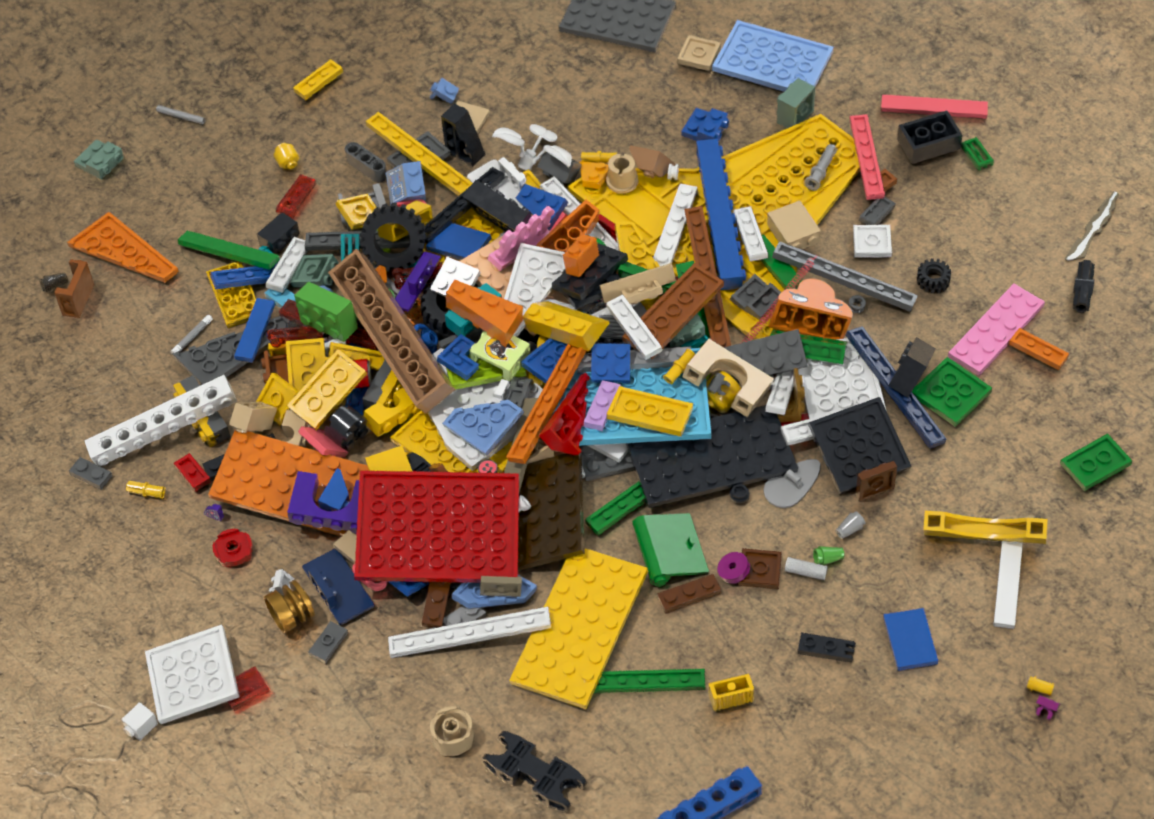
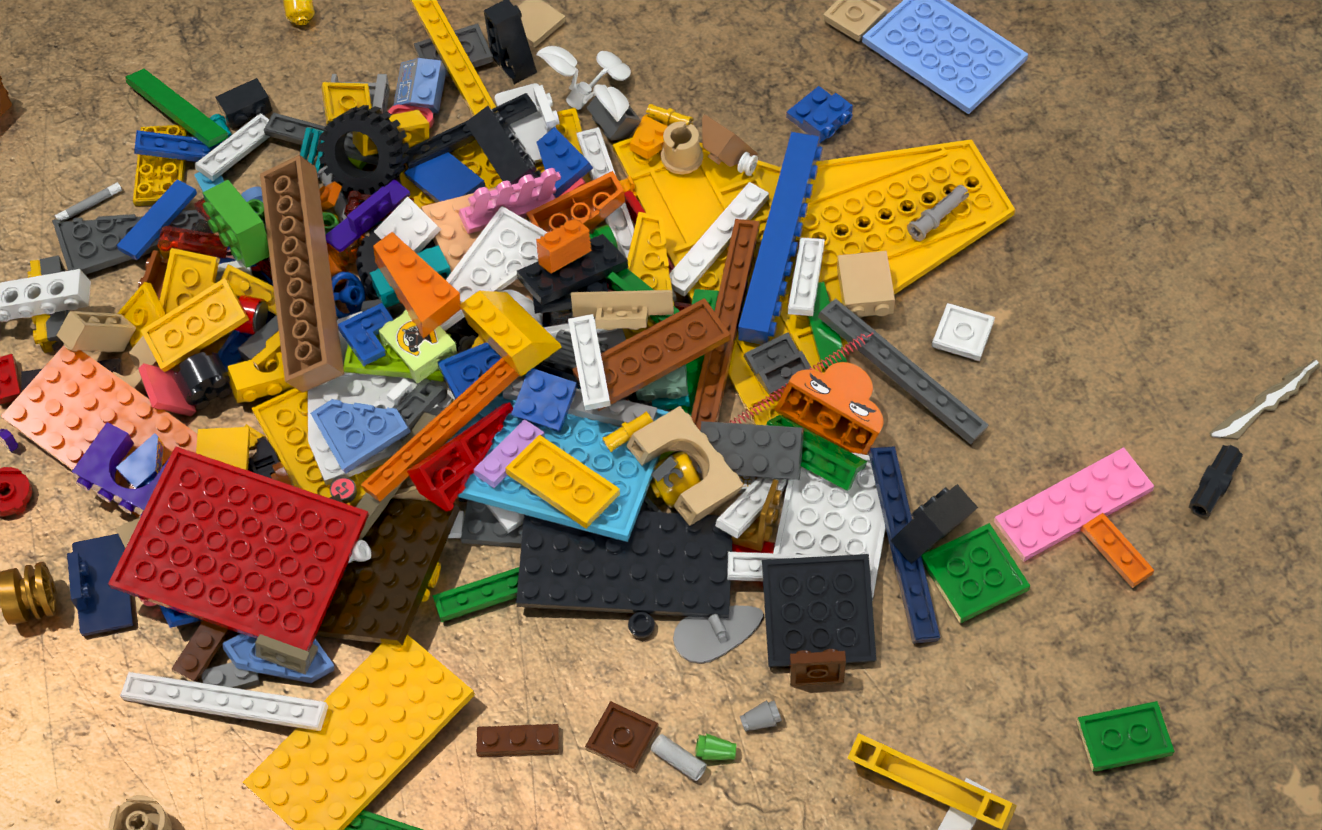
camera: 20 degrees right, 5 degrees up
(118, 244) = (60, 65): orange wing -> none
(281, 578) = (39, 553): white tile -> none
(296, 195) = (287, 61): clear red plate -> none
(314, 270) = (258, 160): sand green plate -> none
(328, 642) = (57, 654): dark grey plate -> none
(365, 162) = (386, 41): dark grey beam -> none
(669, 546) = (516, 668): door -> none
(728, 562) = (594, 731): magenta piece -> none
(795, 103) = (943, 117): sand green brick -> none
(857, 299) = (910, 405): dark grey bush -> none
(867, 157) = (1004, 216): coral tile -> none
(877, 211) = (987, 293): dark grey plate -> none
(888, 179) = (1015, 253): dark orange plate -> none
(929, 137) = (1098, 212): black brick -> none
(931, 106) = (1126, 171): coral tile -> none
(937, 268) = (1026, 392): black tyre -> none
(974, 155) = (1145, 253): green tile -> none

